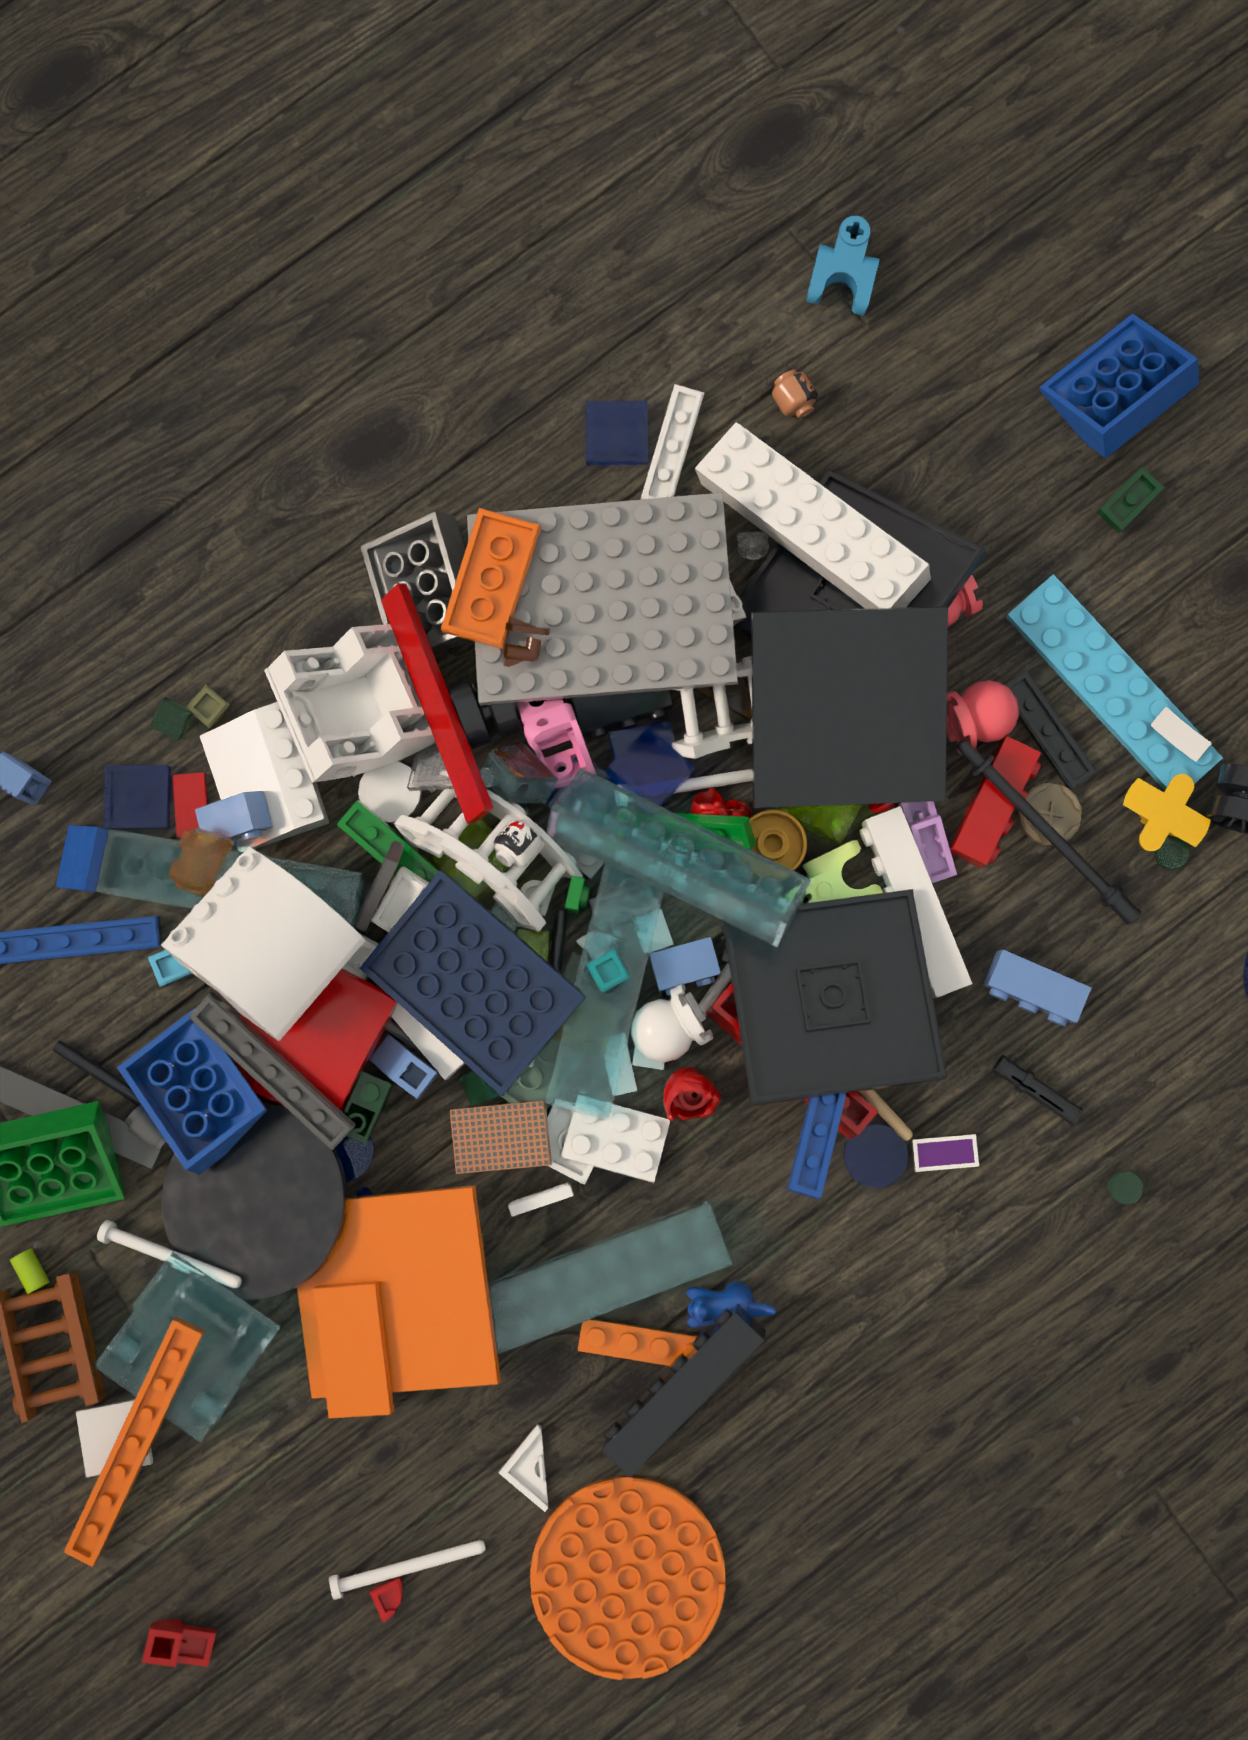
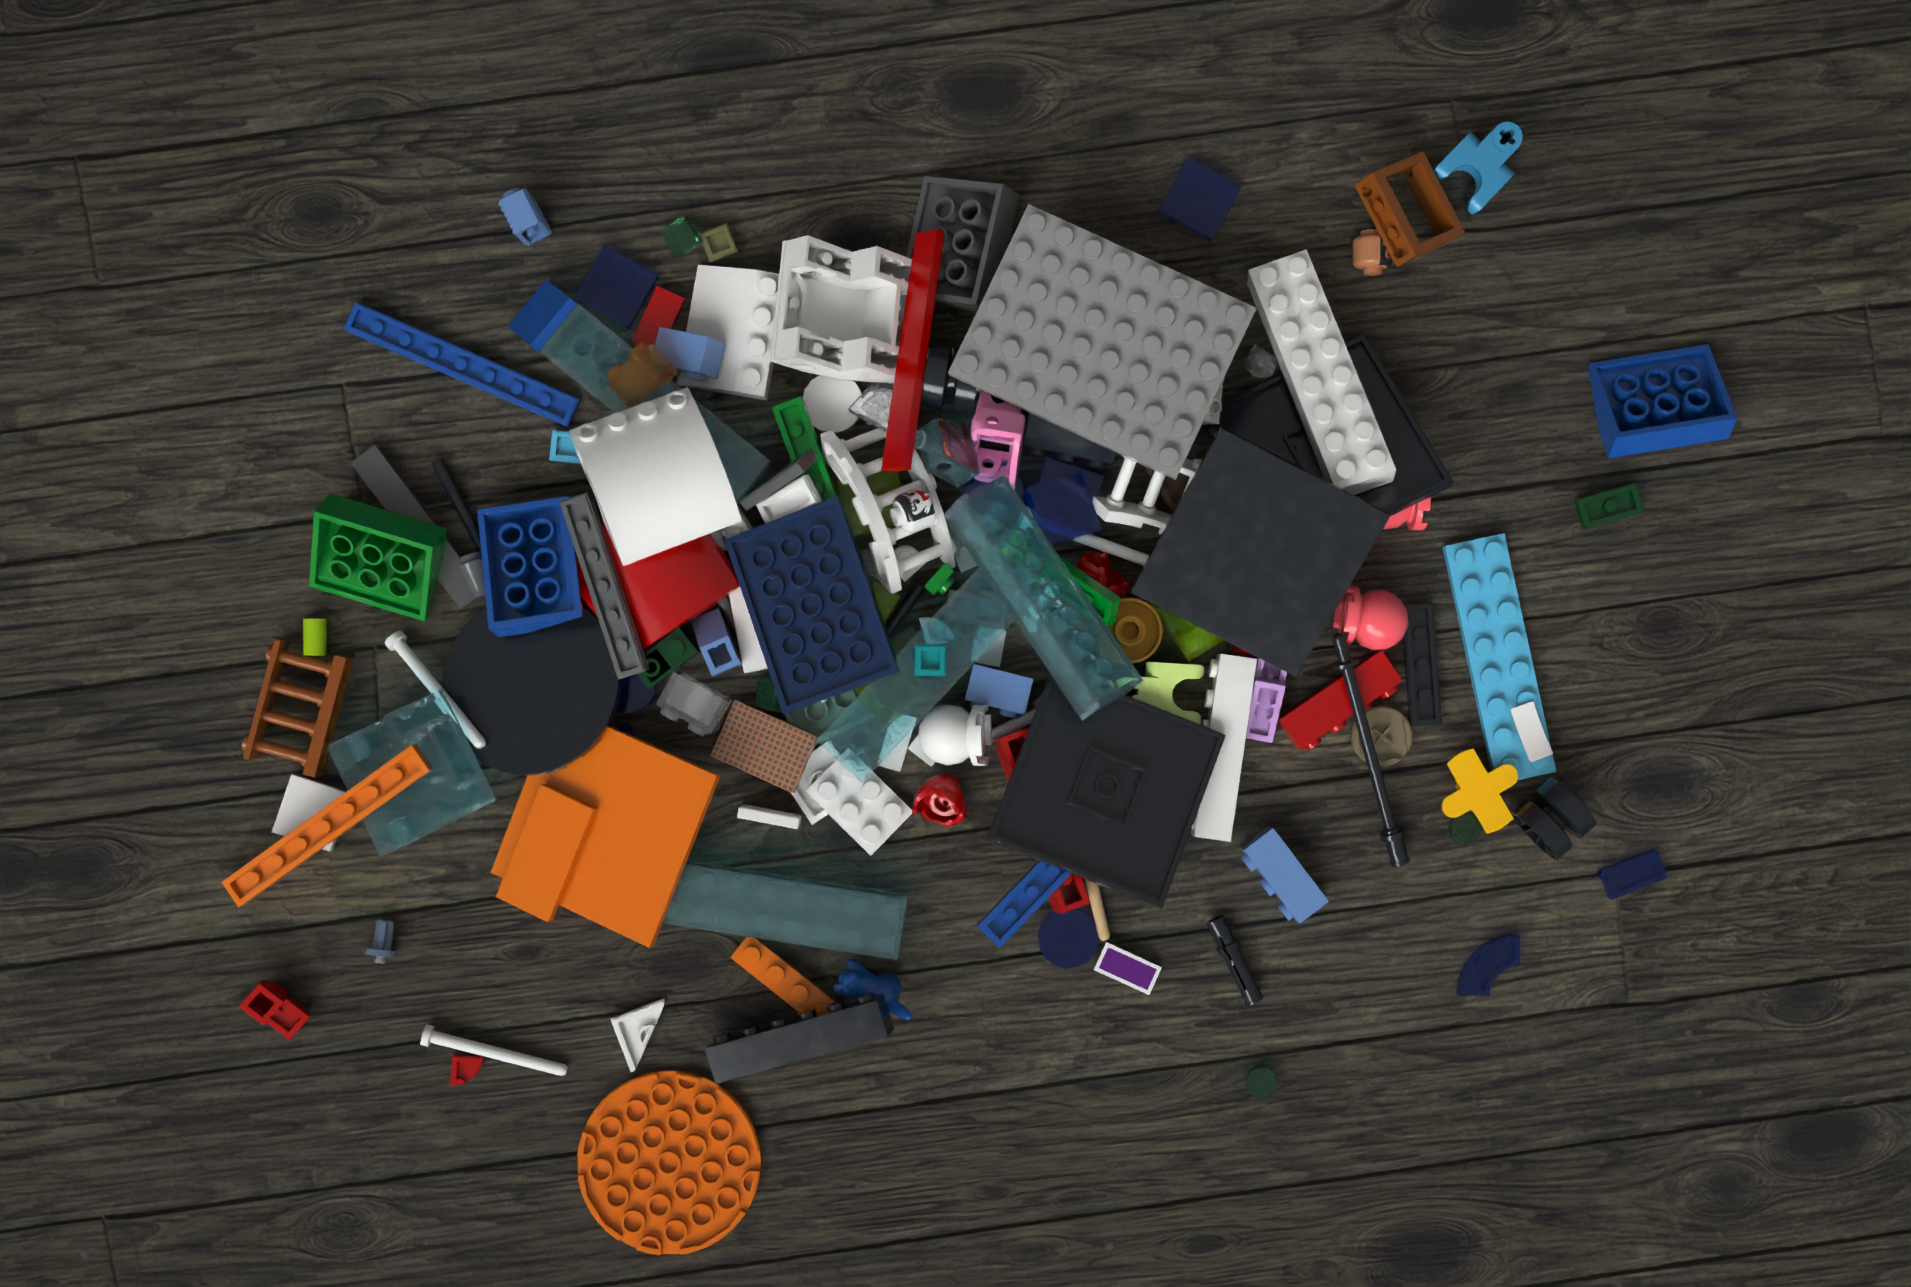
camera: 35 degrees right, 5 degrees up
(246, 1521) = (382, 941): none -> sand blue piece
(414, 1133) = (694, 703): none -> clear brick
(491, 578) = (1017, 272): orange tile -> none
(514, 653) = (1001, 350): reddish brown piece -> none
(673, 443) = (1241, 237): white tile -> none
(794, 353) = (1390, 218): none -> dark orange window

